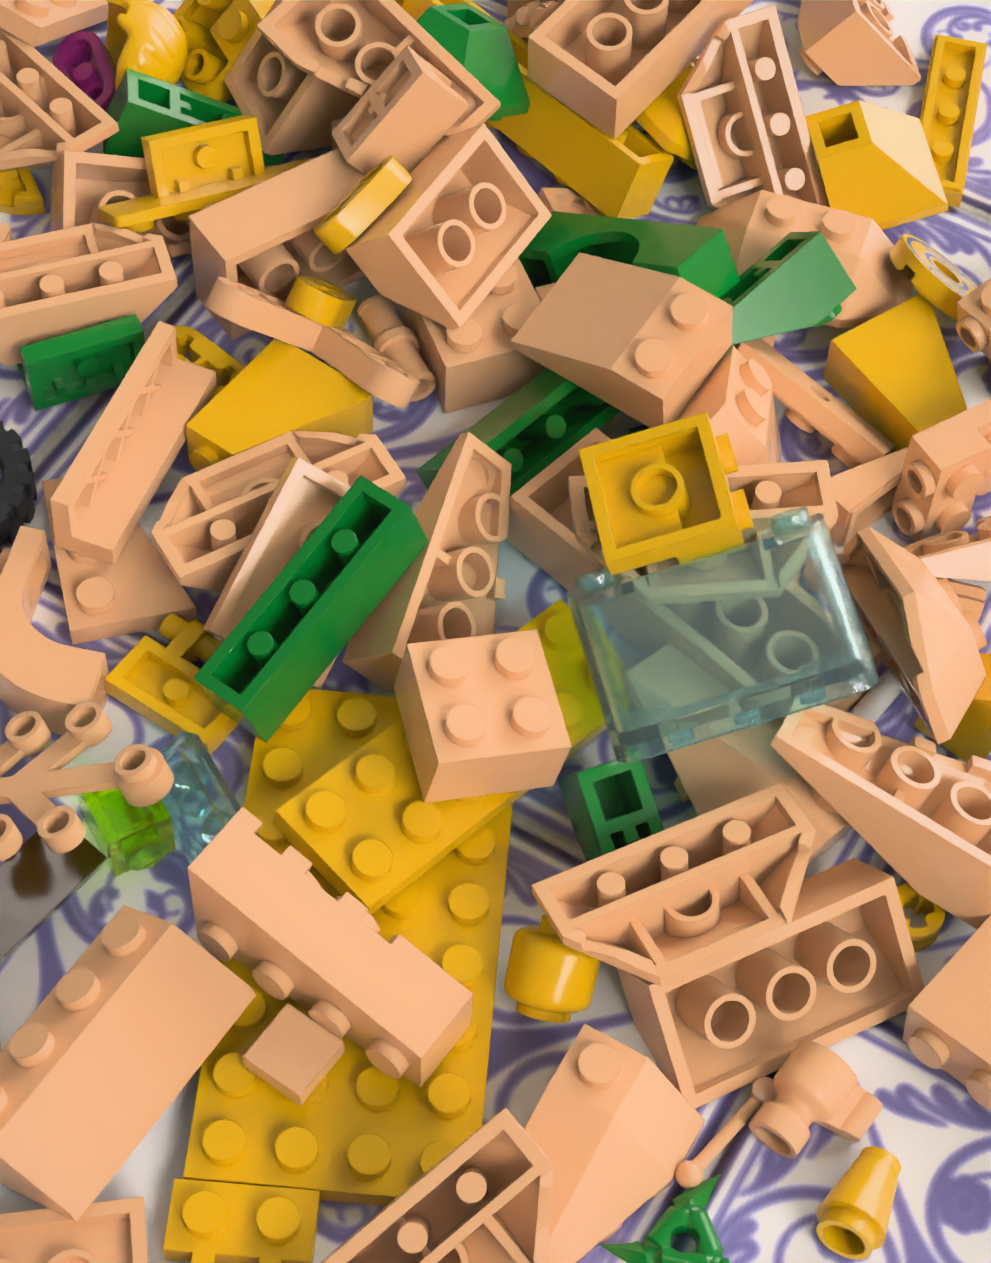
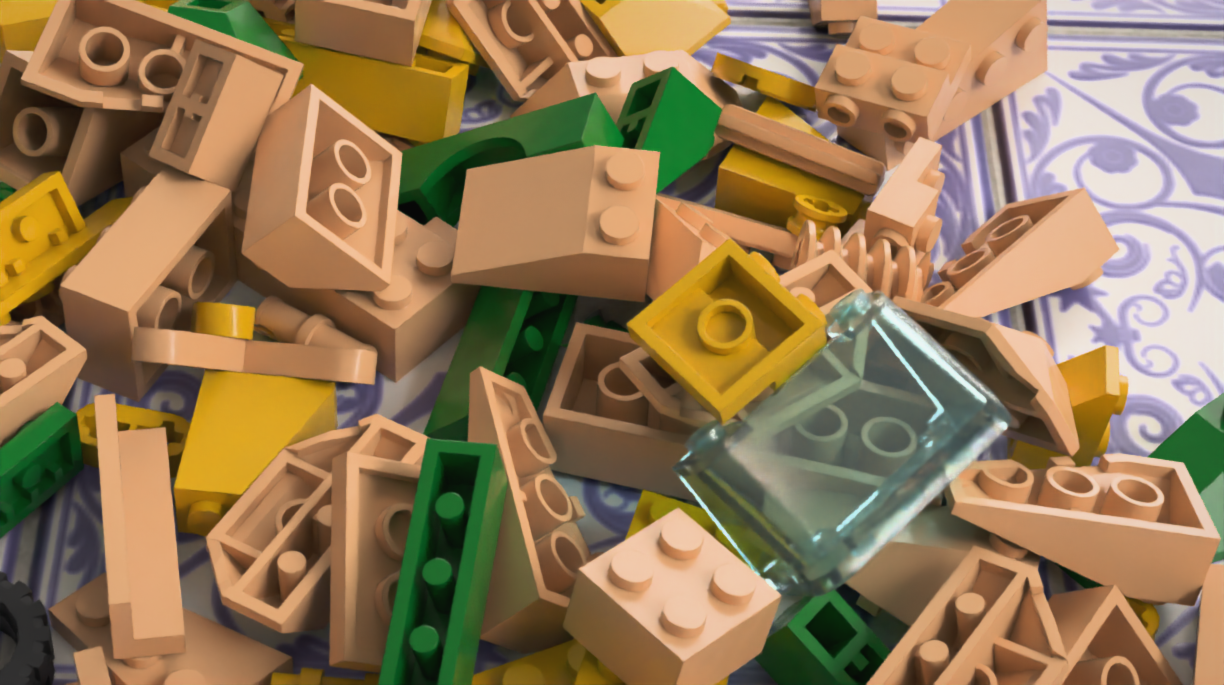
camera: 30 degrees left, 10 degrees down
(363, 204) = (233, 206): yellow beam -> none
(873, 495) = (876, 269): none -> light nougat piece
(882, 425) = (819, 210): none -> yellow bush
(908, 353) = (800, 150): none -> light nougat axle

